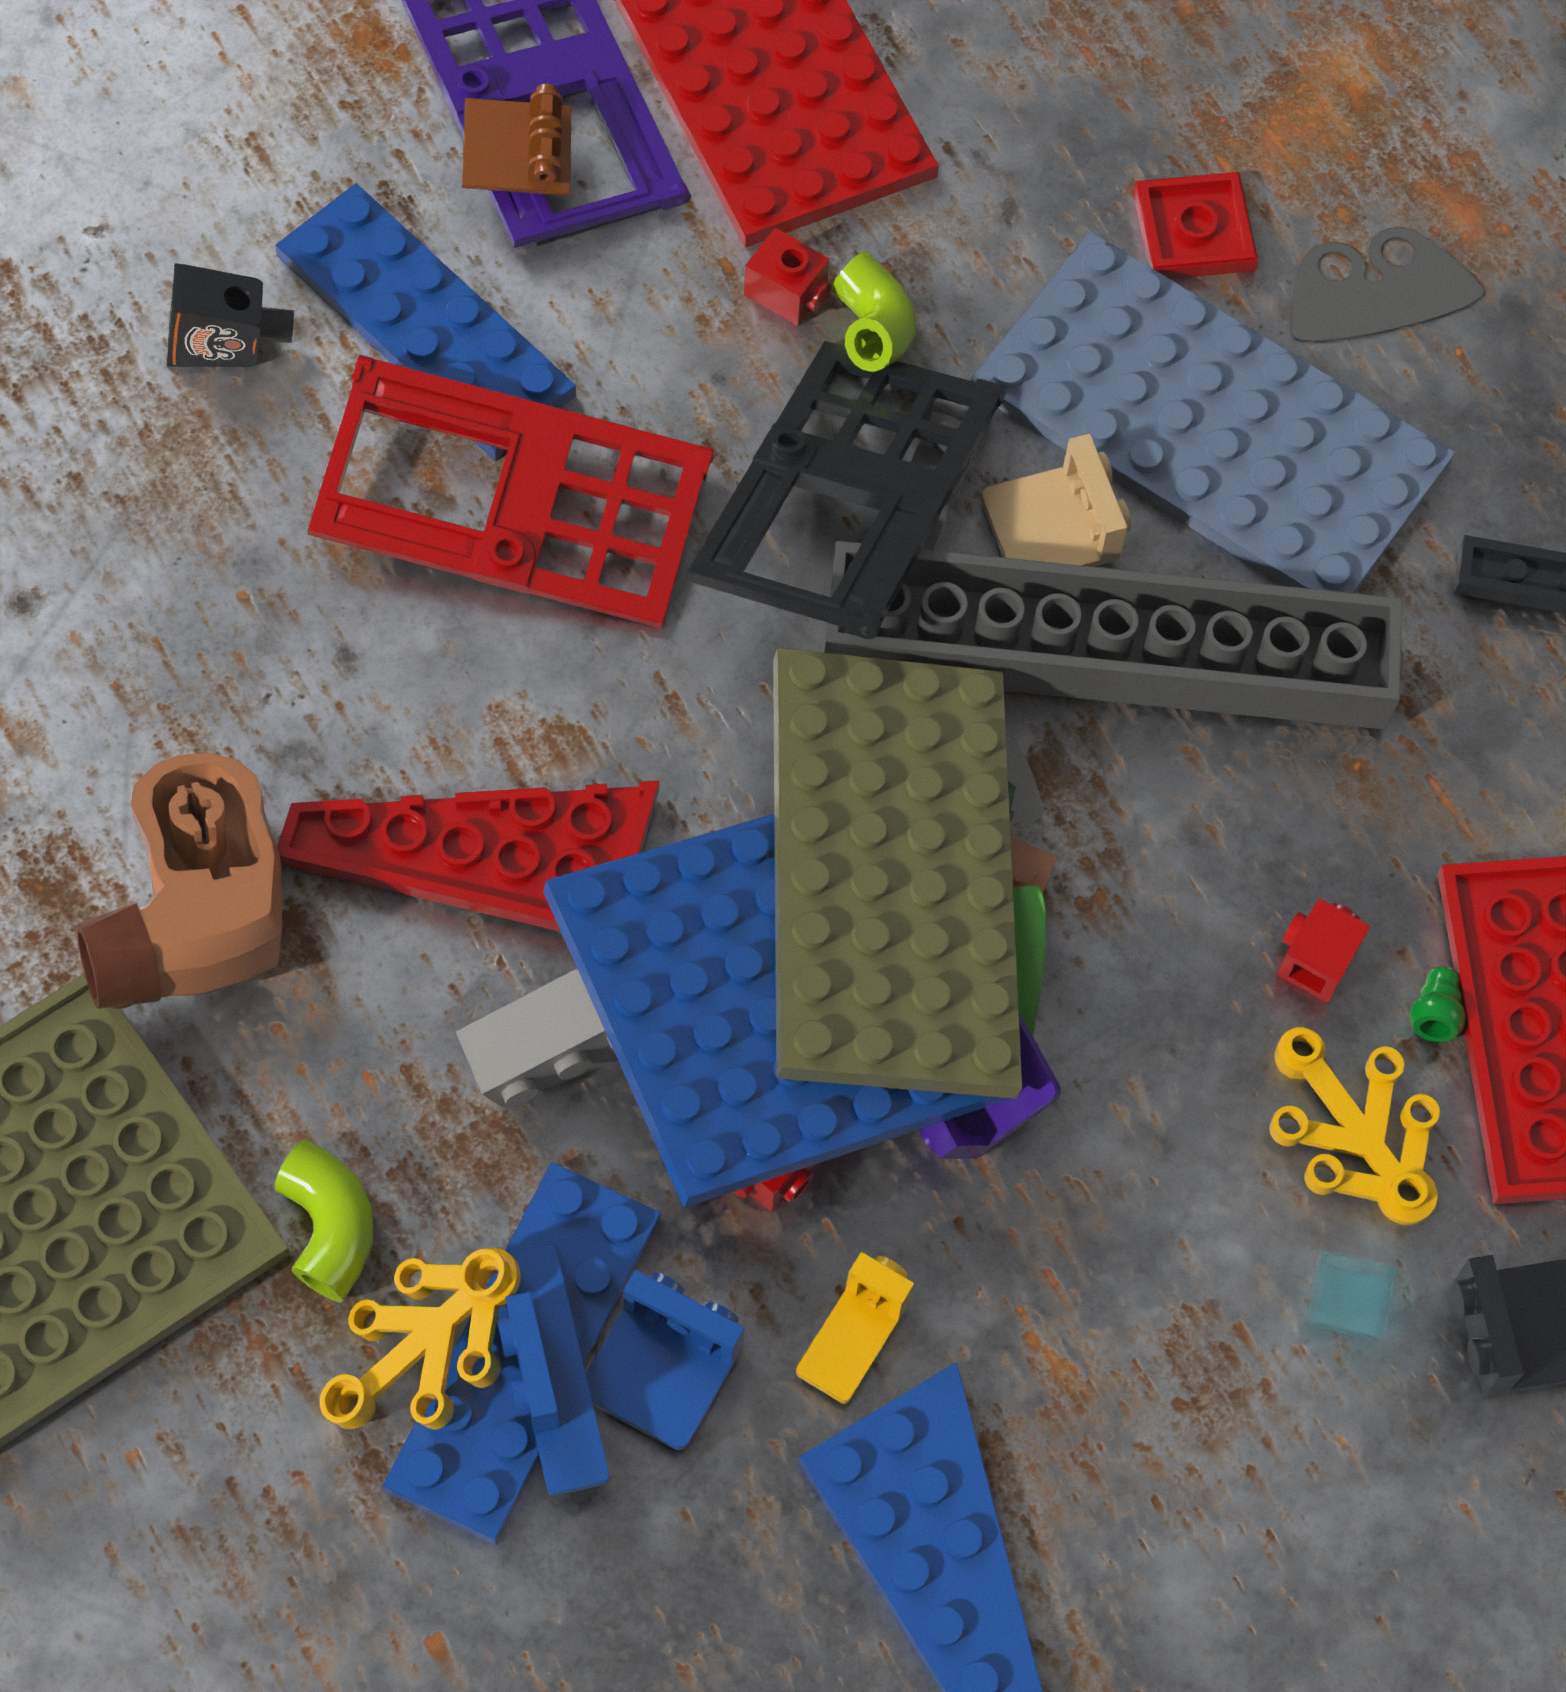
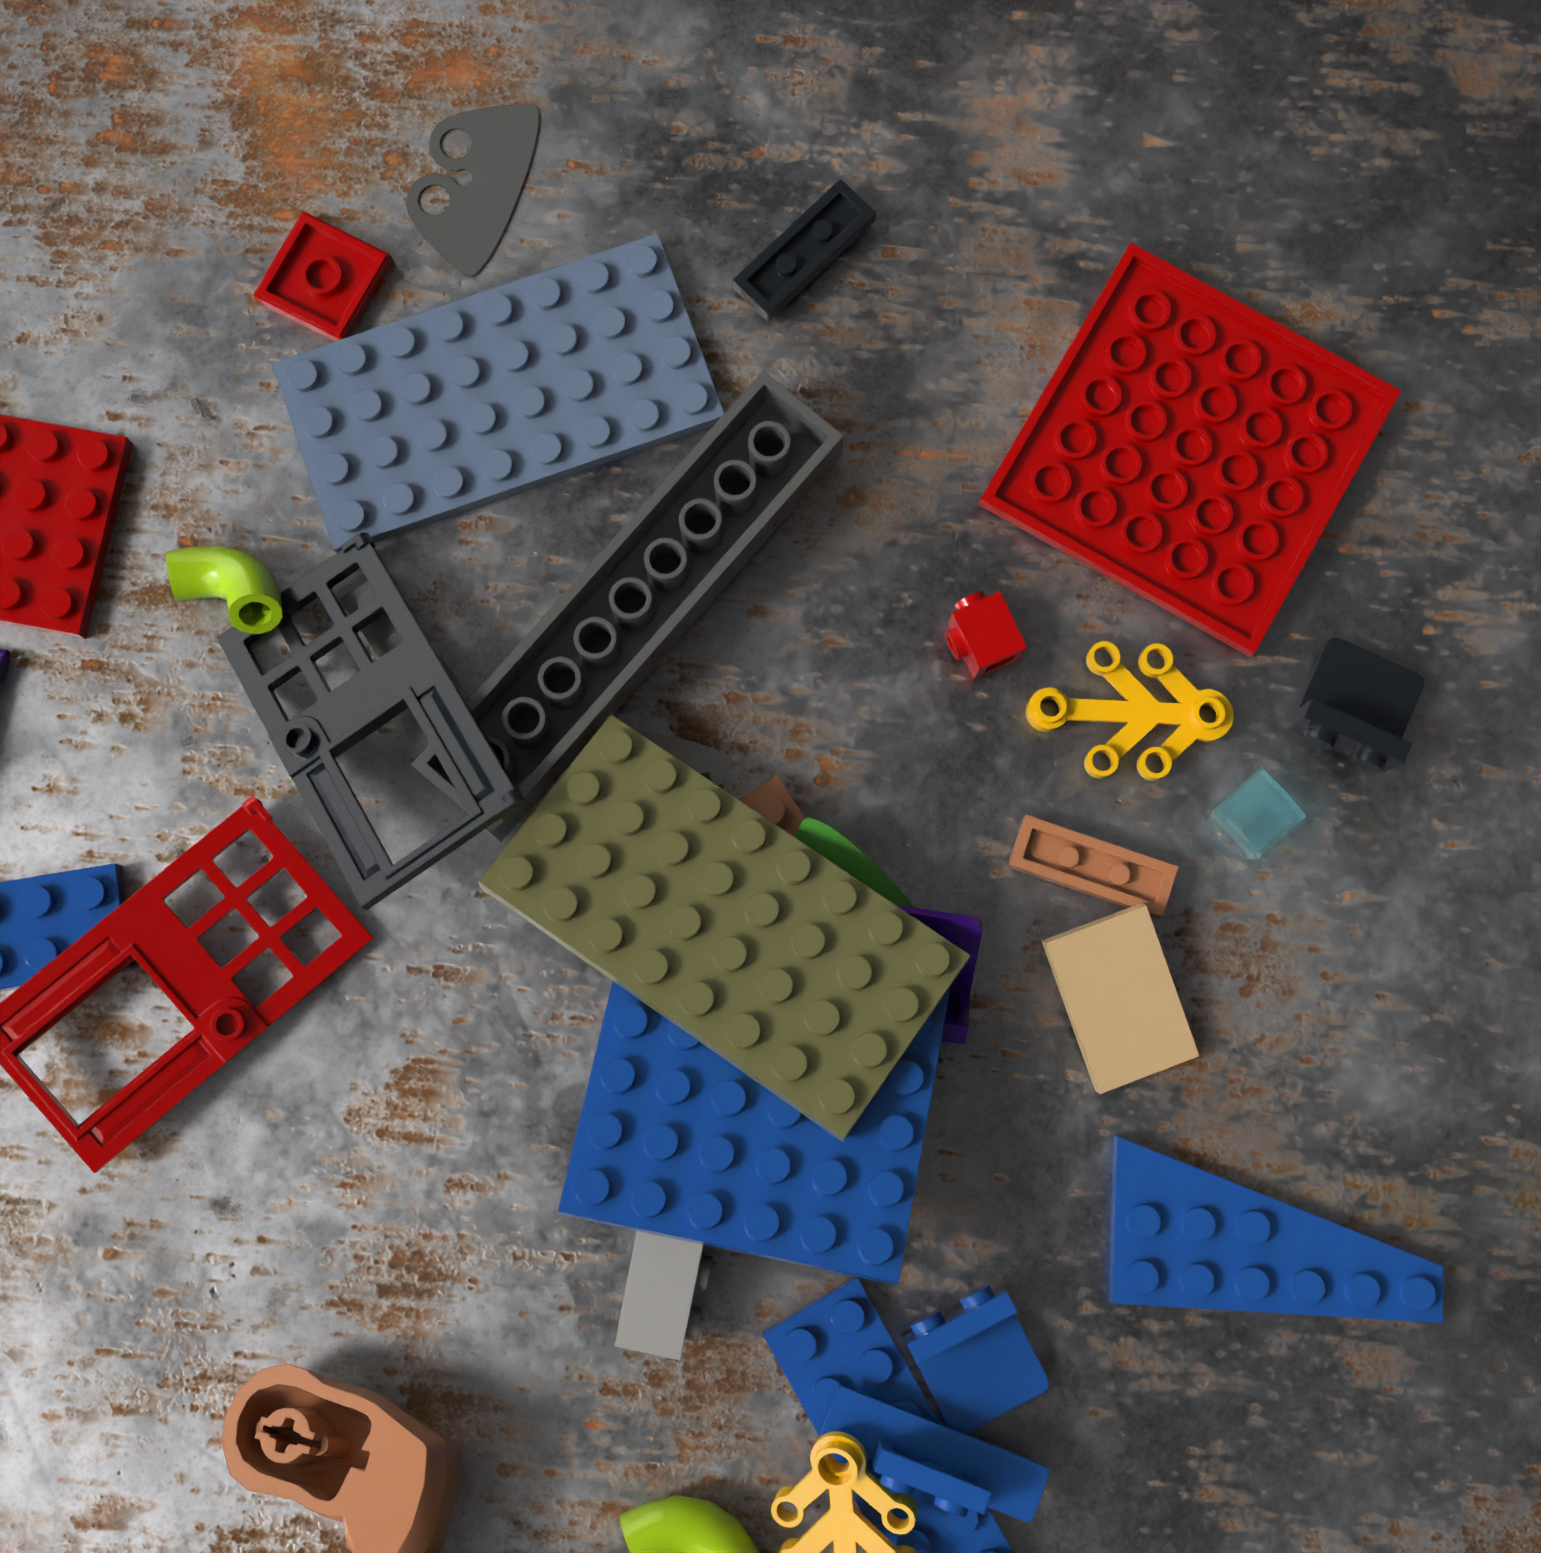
camera: 50 degrees left, 15 degrees up
(472, 849) = (474, 1208): red wing -> none
(787, 277) = (141, 628): red brick -> none
(857, 1327) = (1046, 1195): yellow bracket -> none
(1061, 512) = (500, 569): tan bracket -> none
(1084, 1280) = (1120, 998): none -> tan tile
(1186, 1181) = (1092, 866): none -> nougat plate
(1438, 1010) = (1084, 585): green piece -> none

